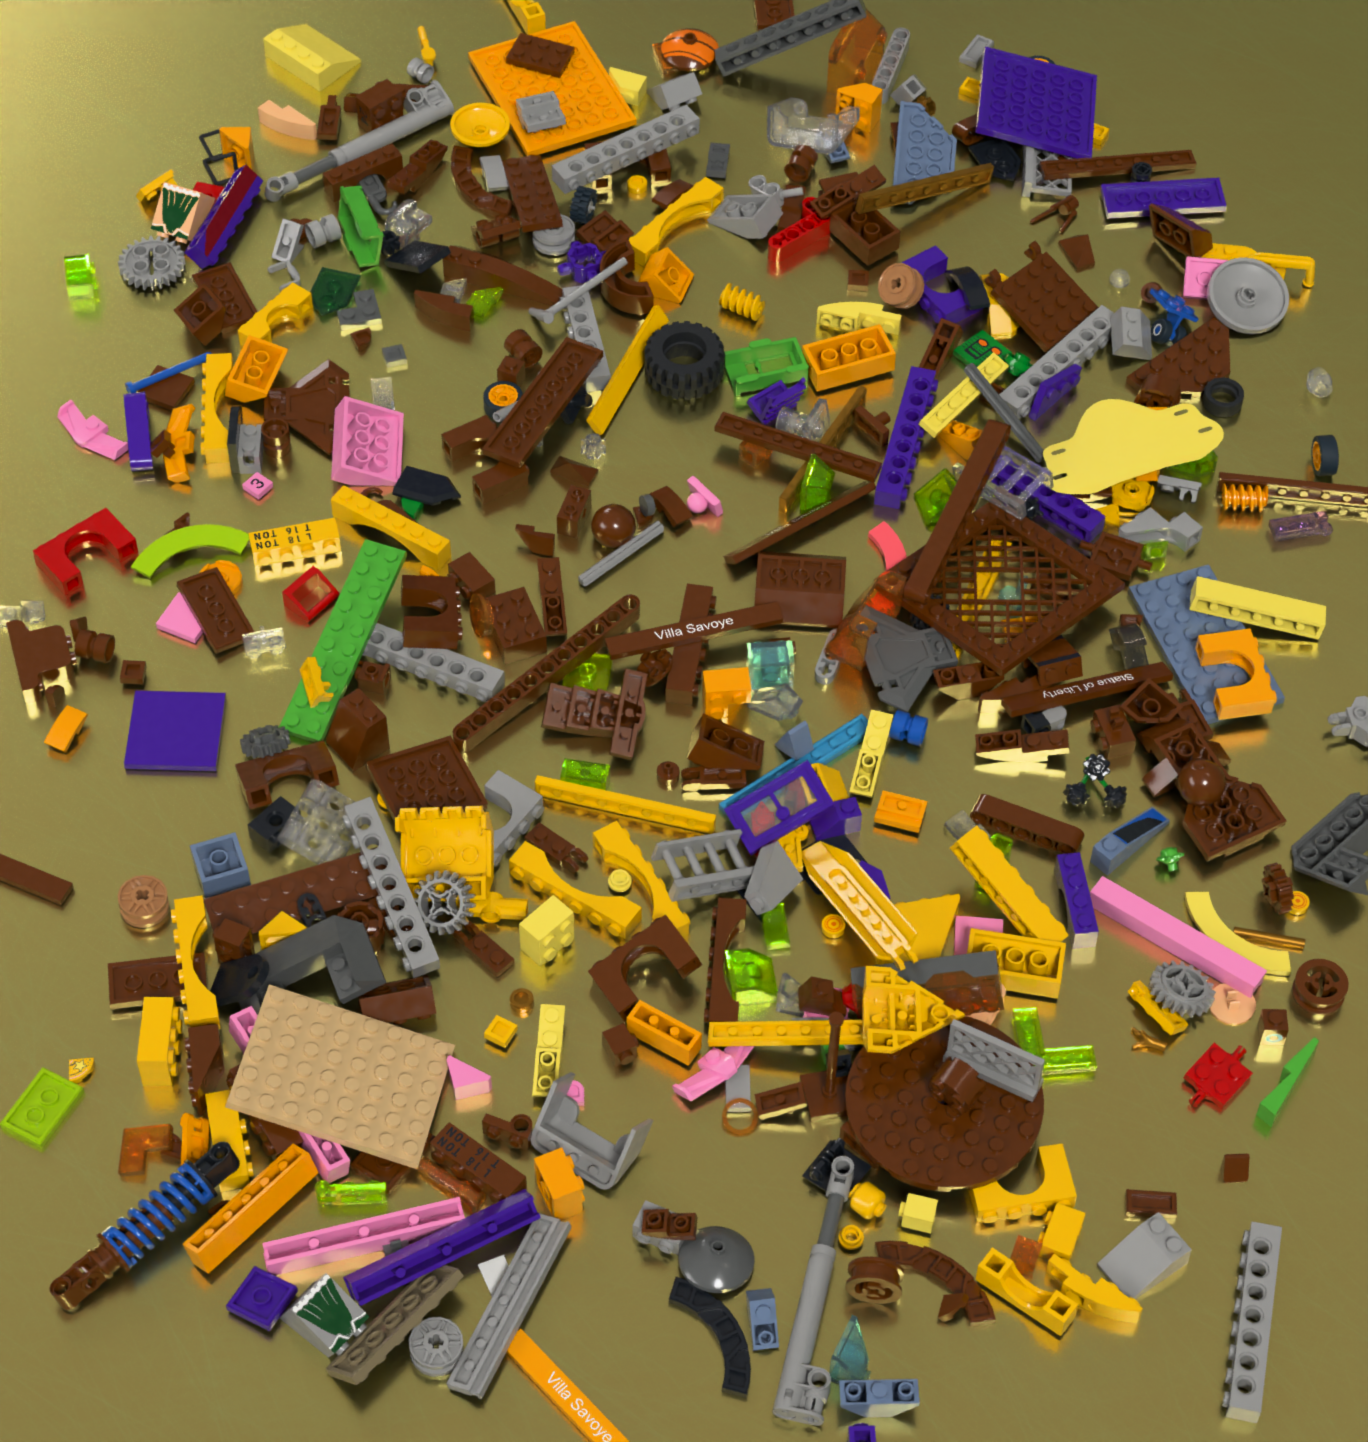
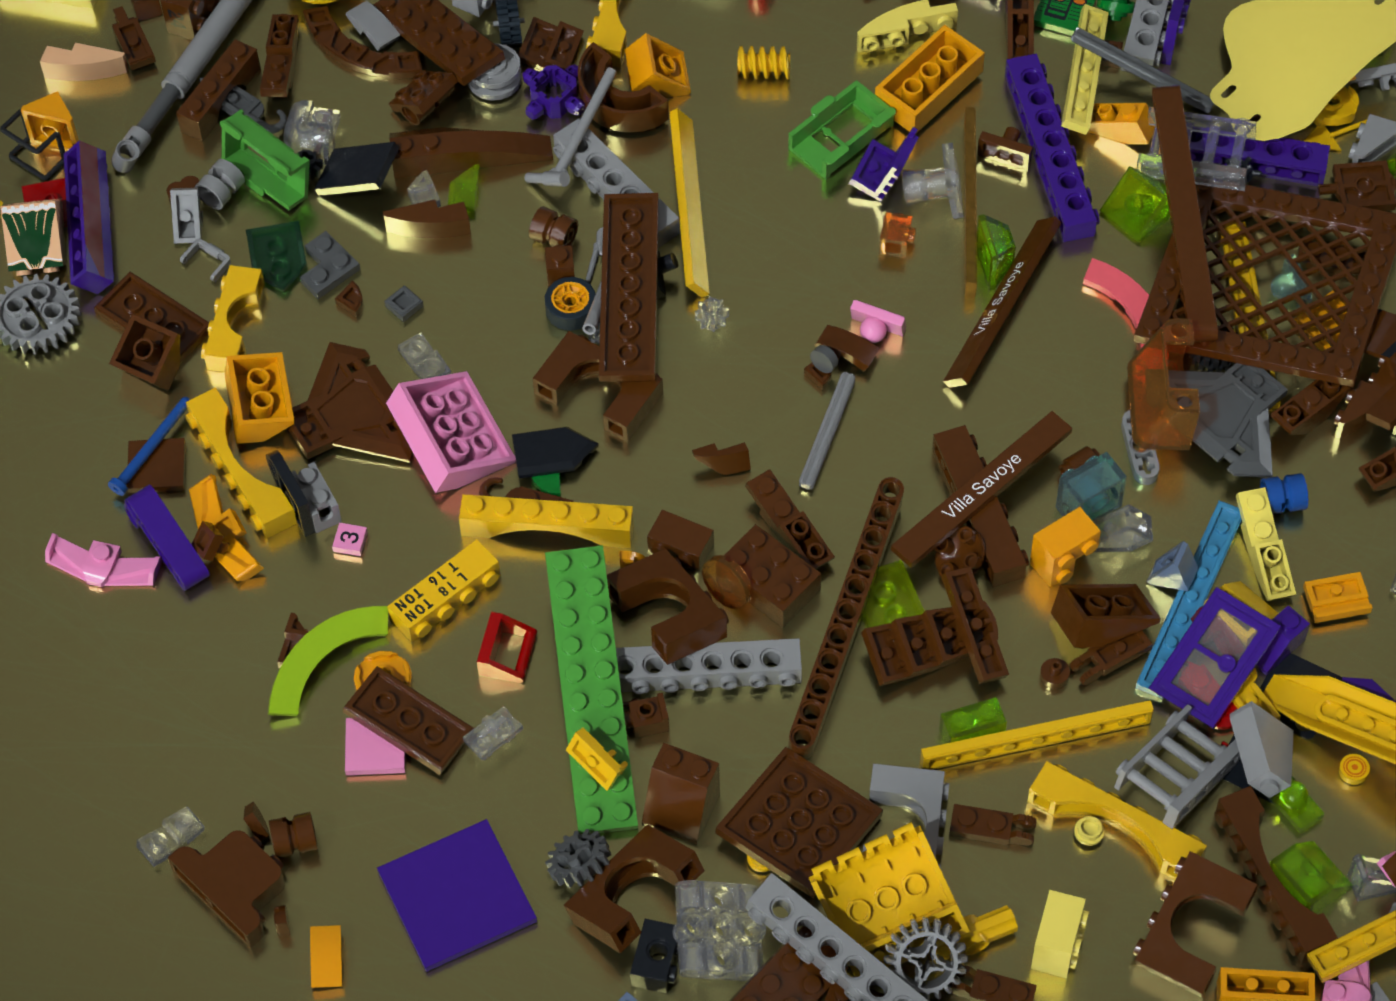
camera: 25 degrees left, 5 degrees up
(98, 529) = (198, 682): red arch -> none
(133, 672) = (359, 845): reddish brown plate -> none
(276, 437) = (338, 469): reddish brown wheel -> none
(574, 471) = (705, 353): reddish brown slope -> none
(574, 511) = (744, 404): reddish brown brick -> none
(613, 525) = (802, 401): reddish brown piece -> none
(613, 913) = (1111, 875): yellow arch -> none
(679, 379) = (749, 190): black tyre -> none
(797, 446) = (947, 212): reddish brown tile -> none
(804, 586) = (1059, 373): reddish brown slope -> none

